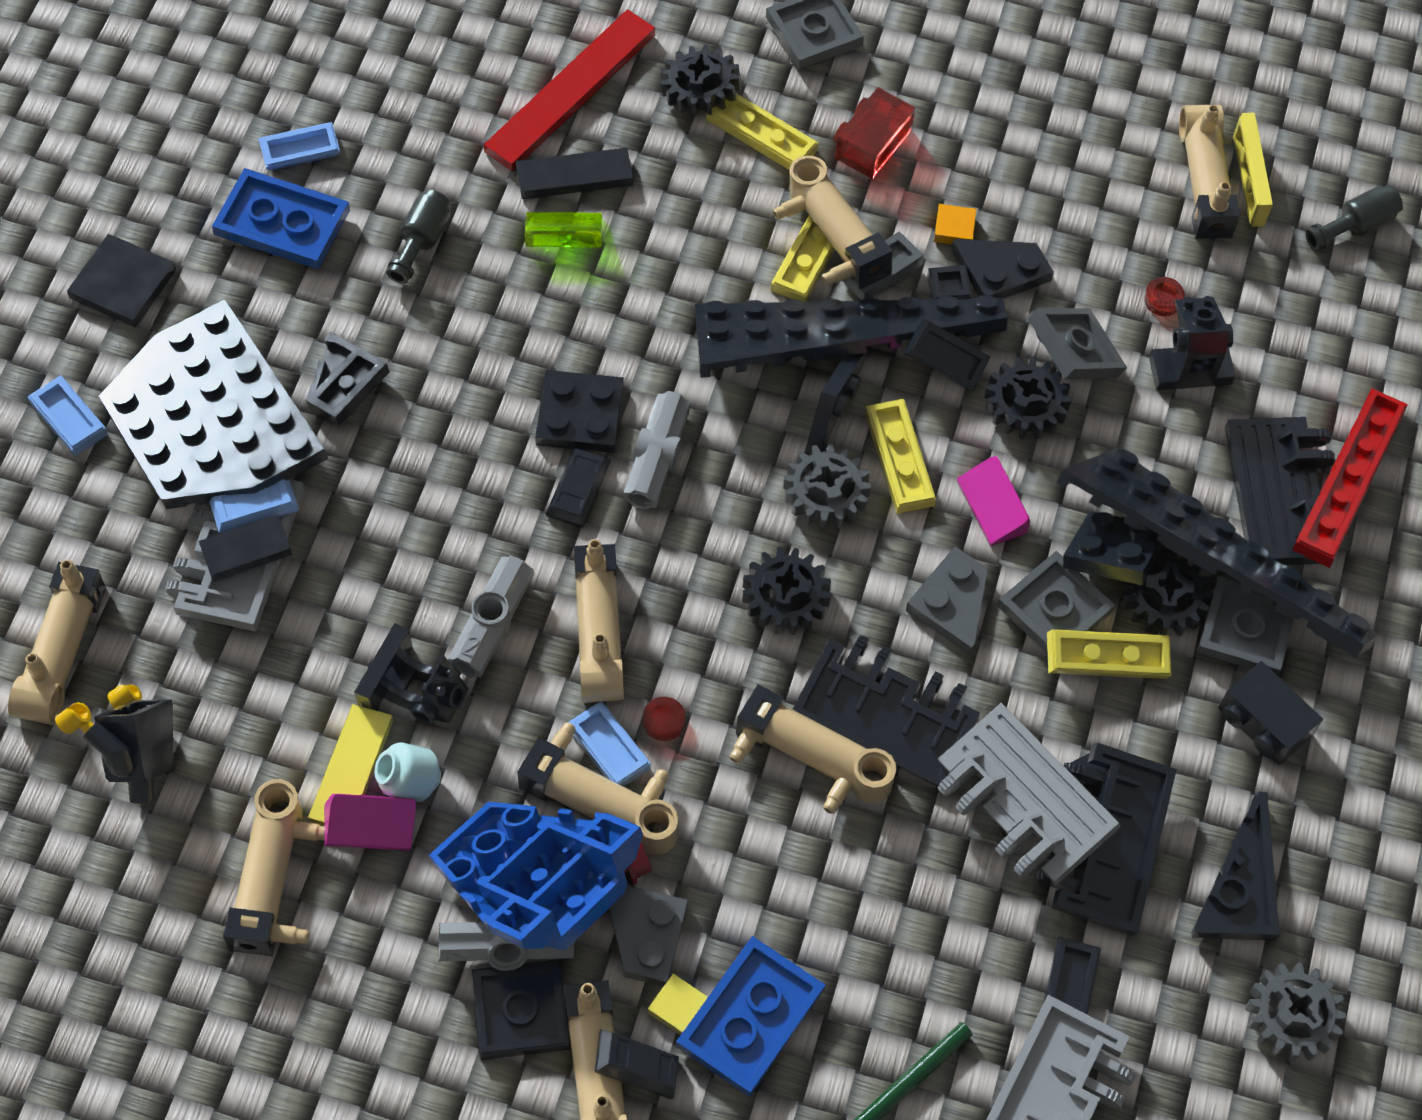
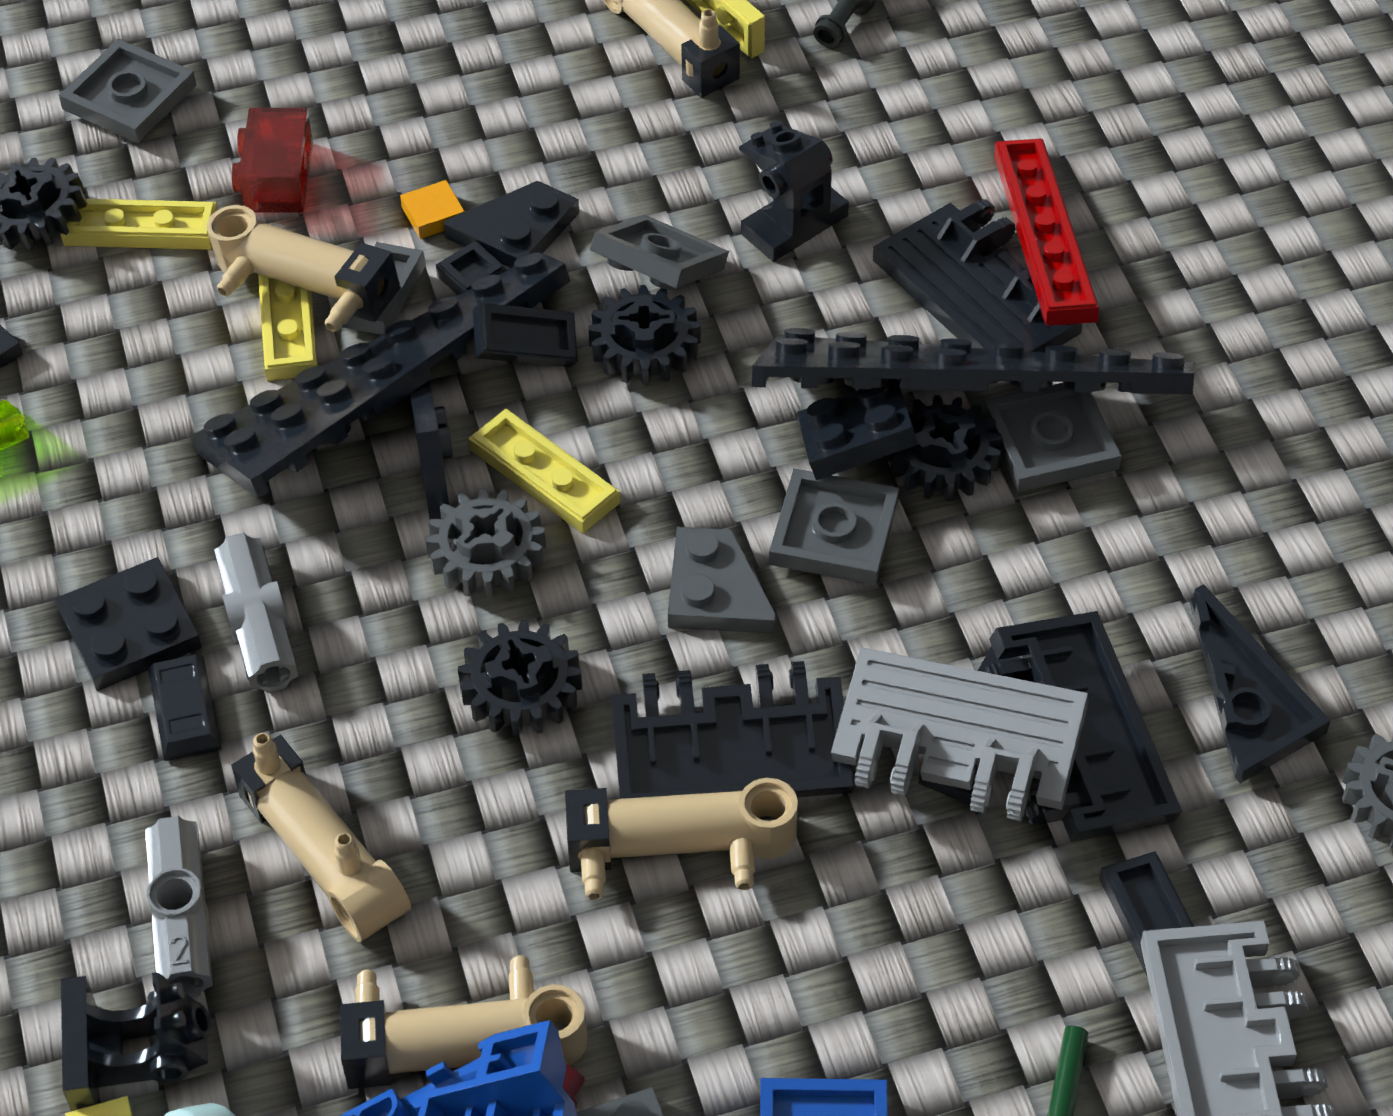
camera: 30 degrees left, 10 degrees down
(609, 745) = (428, 970): light blue tile -> none
(664, 718) = (473, 903): clear red tile -> none
(994, 502) = (686, 458): dark pink slope -> none
(1108, 654) = (929, 542): light yellow tile -> none
(1161, 296) = (713, 166): clear red tile -> none
(1269, 713) = (1143, 505): black brick -> none

